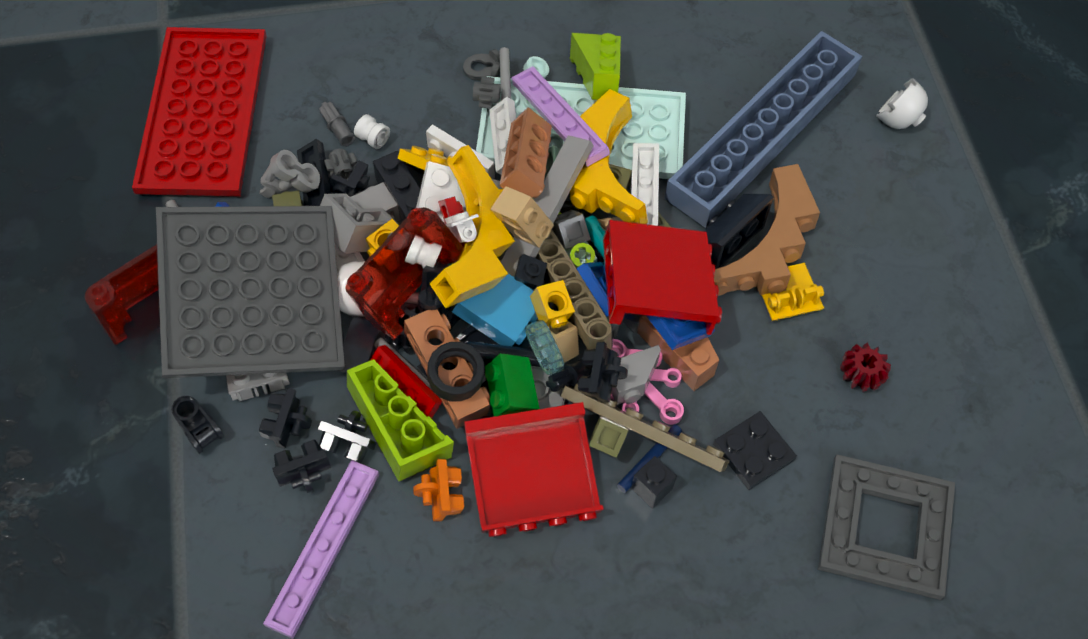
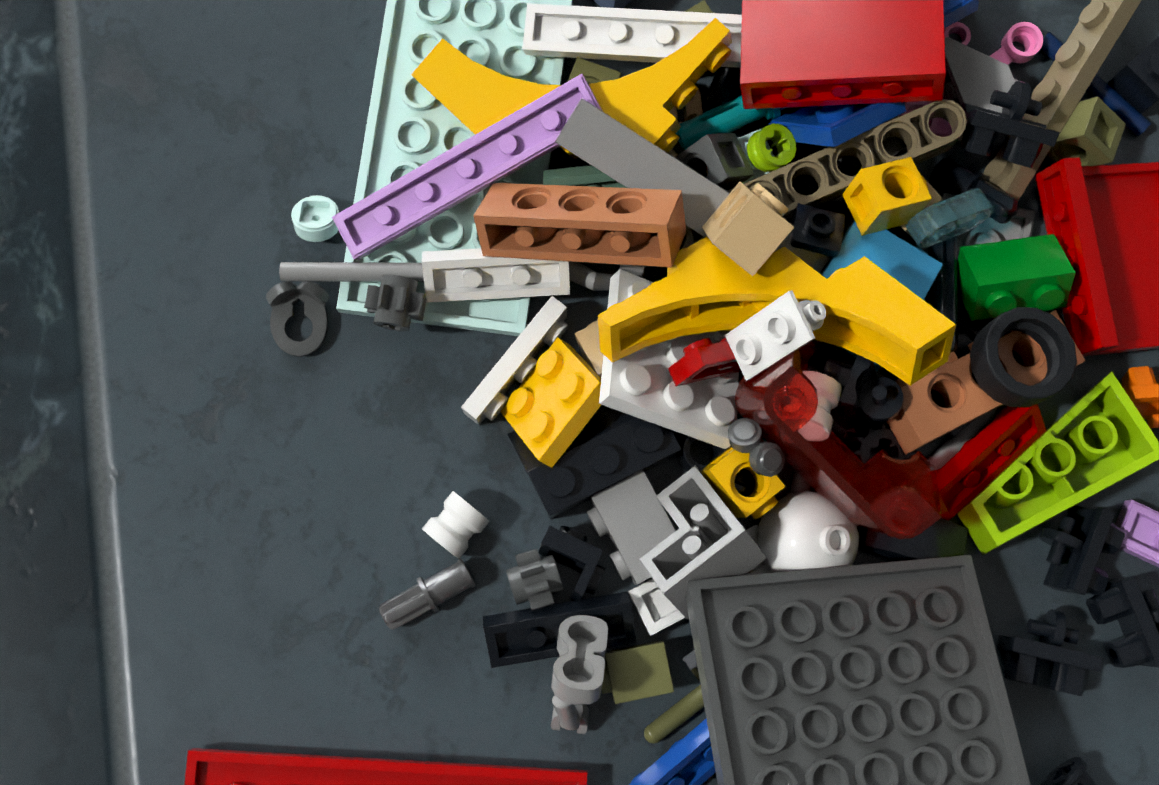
camera: 90 degrees left, 20 degrees up
(597, 61) = (331, 93): lime wedge -> none

